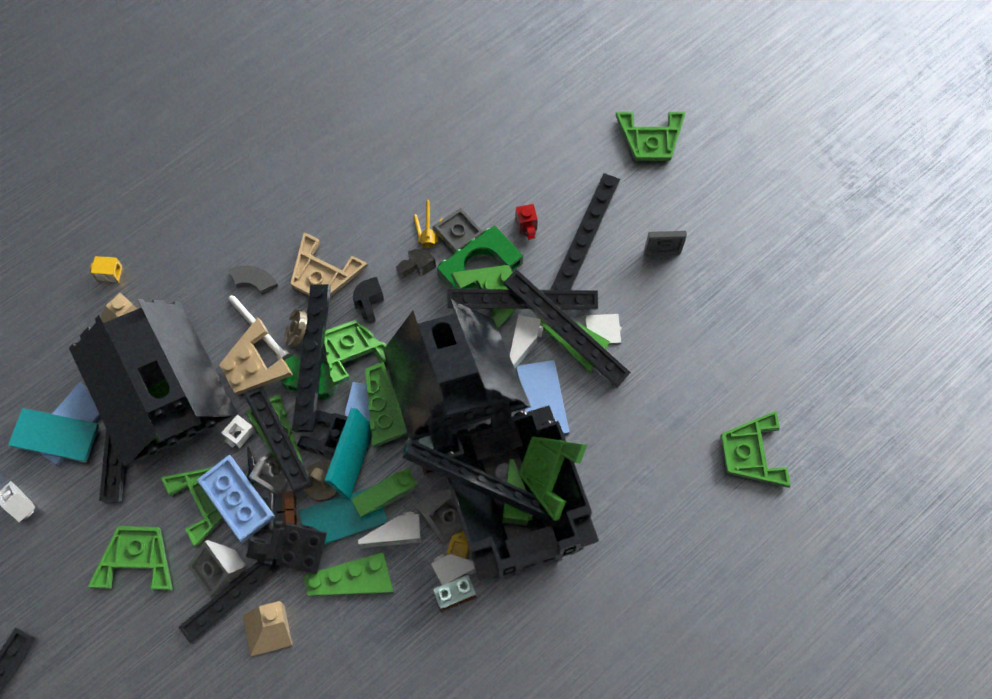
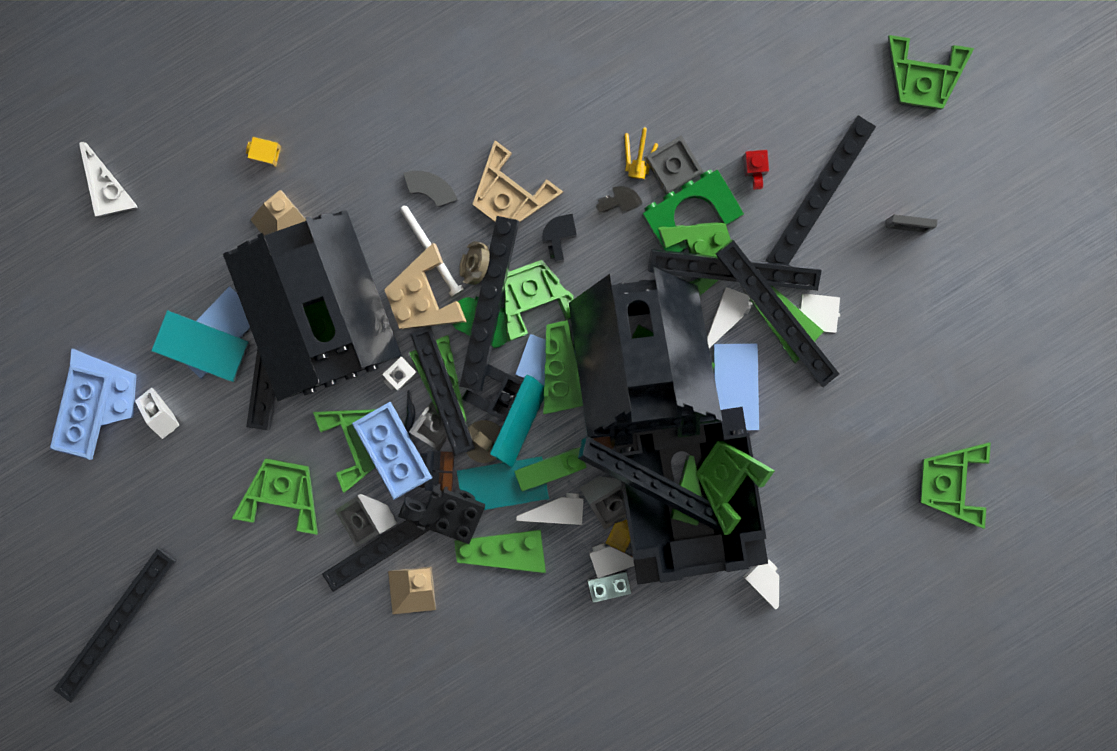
camera: 10 degrees right, 20 degrees up
(600, 566) = (765, 582): none -> white slope

